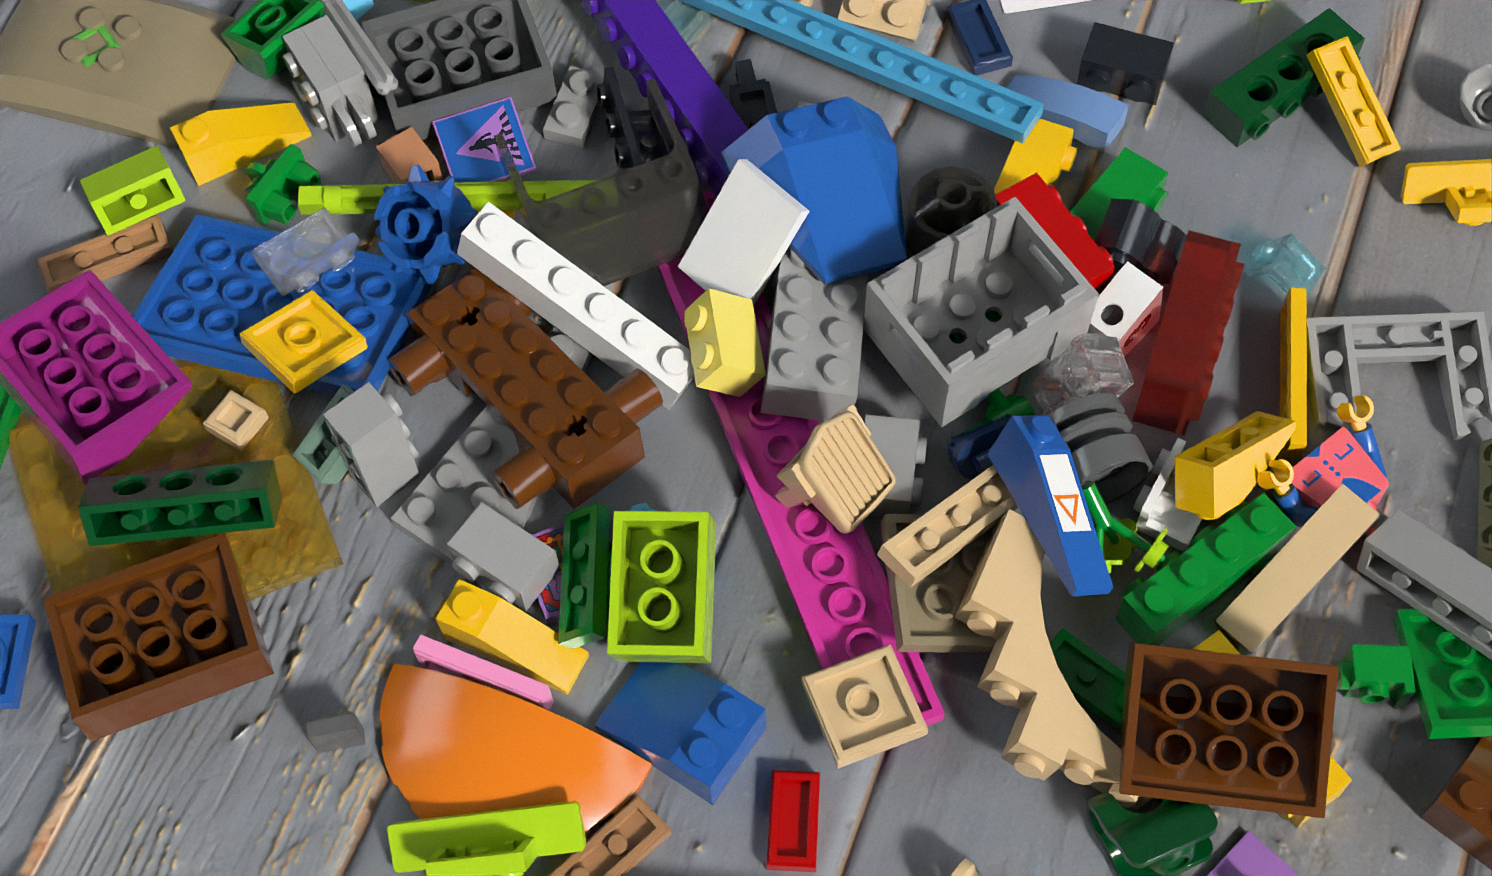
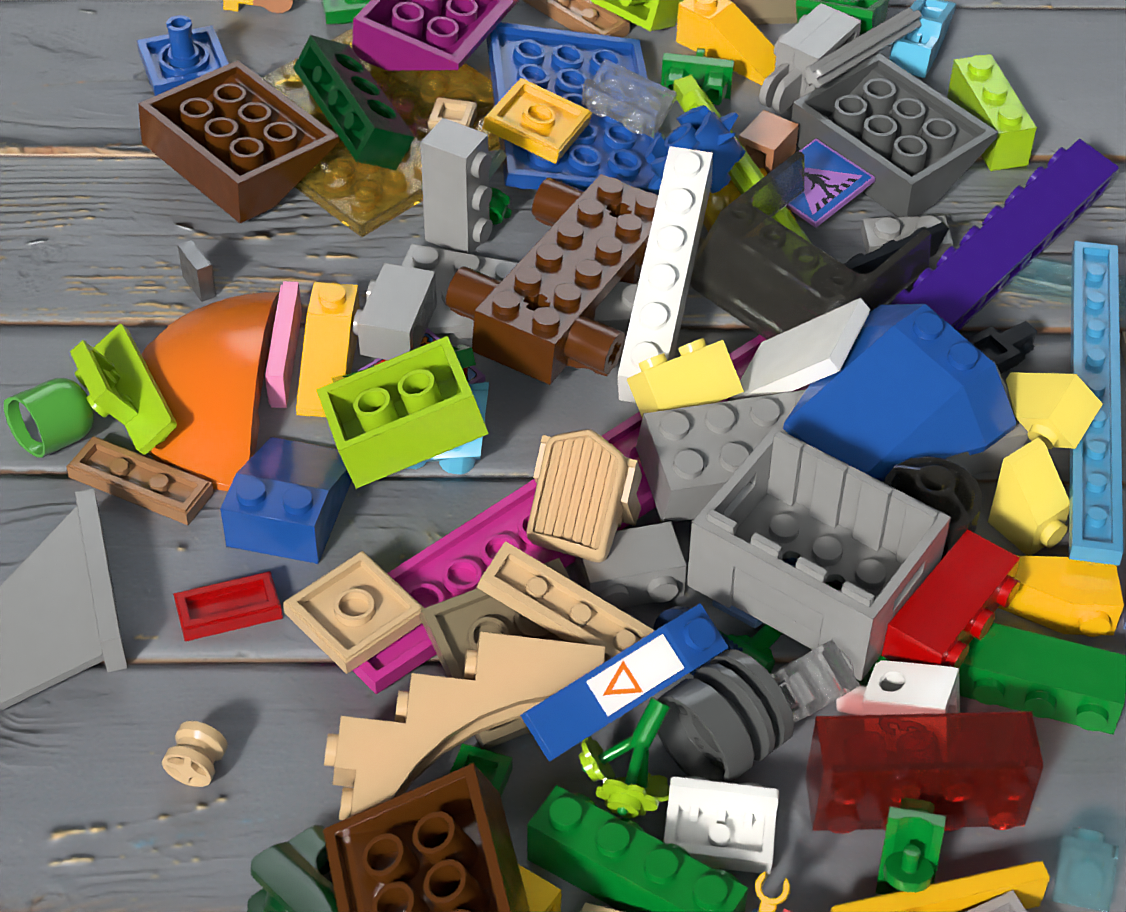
camera: 65 degrees right, 15 degrees down
(875, 81) = (1053, 406): none -> light yellow slope
(940, 141) = (1030, 500): none -> light yellow slope
(1142, 238) = (1010, 681): black brick -> none
(1226, 466) = (754, 835): yellow slope -> none
(1254, 370) = (910, 847): none -> green hips

